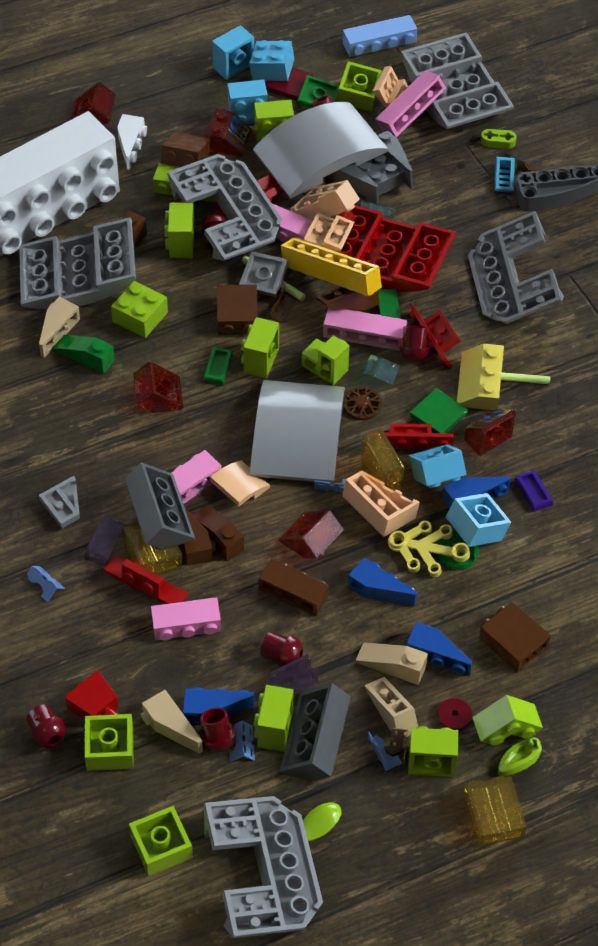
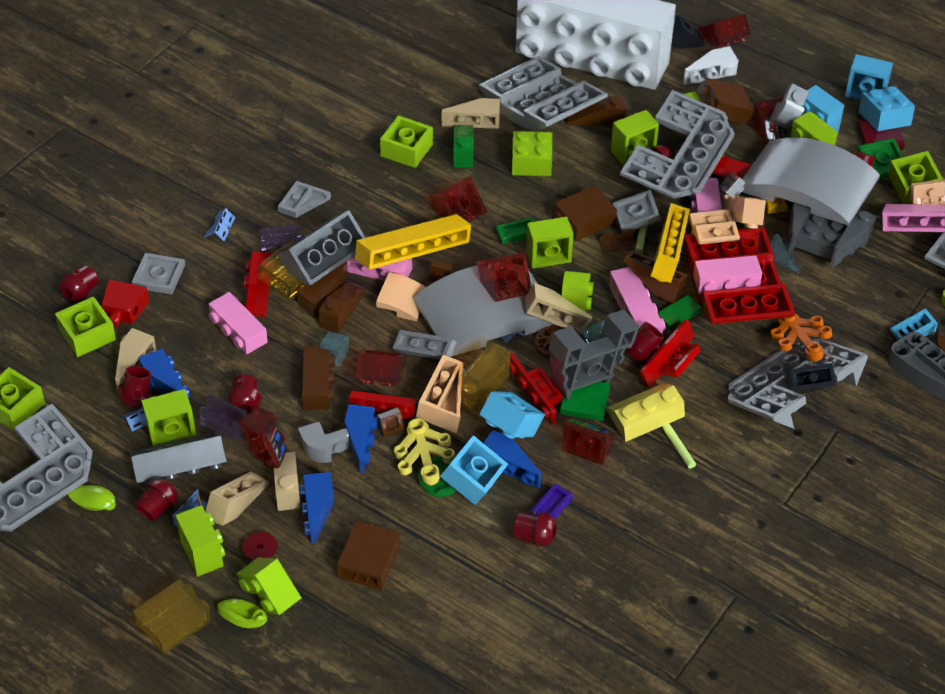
camera: 60 degrees right, 5 degrees down
(56, 389) = (406, 141): none -> lime brick
(74, 656) = (159, 273): none -> light grey plate
(194, 440) = (412, 241): none -> yellow brick
(233, 441) = (440, 270): none -> reddish brown plate
(242, 115) = (790, 107): none -> light grey brick
(269, 554) = (337, 344): none -> clear light blue panel
(289, 392) = (505, 276): none -> clear red slope
(295, 195) = (732, 185): none -> light grey plate
(315, 491) = (424, 345): none -> light grey plate
(340, 381) = (554, 308): none -> tan slope
(351, 652) = (264, 437): none -> clear red slope
(357, 553) = (384, 403): none -> red plate
(360, 768) = (156, 499): none -> dark red piece
(370, 620) = (320, 446): none -> light grey brick
(380, 555) = (390, 422): none -> reddish brown plate
(388, 248) = (727, 273): none -> bright pink brick
(423, 375) = (581, 363): none -> dark grey wedge
(502, 241) = (813, 350): none -> orange plant
(531, 258) = (810, 378): none -> black slope
(558, 509) = (535, 528): none -> dark red piece

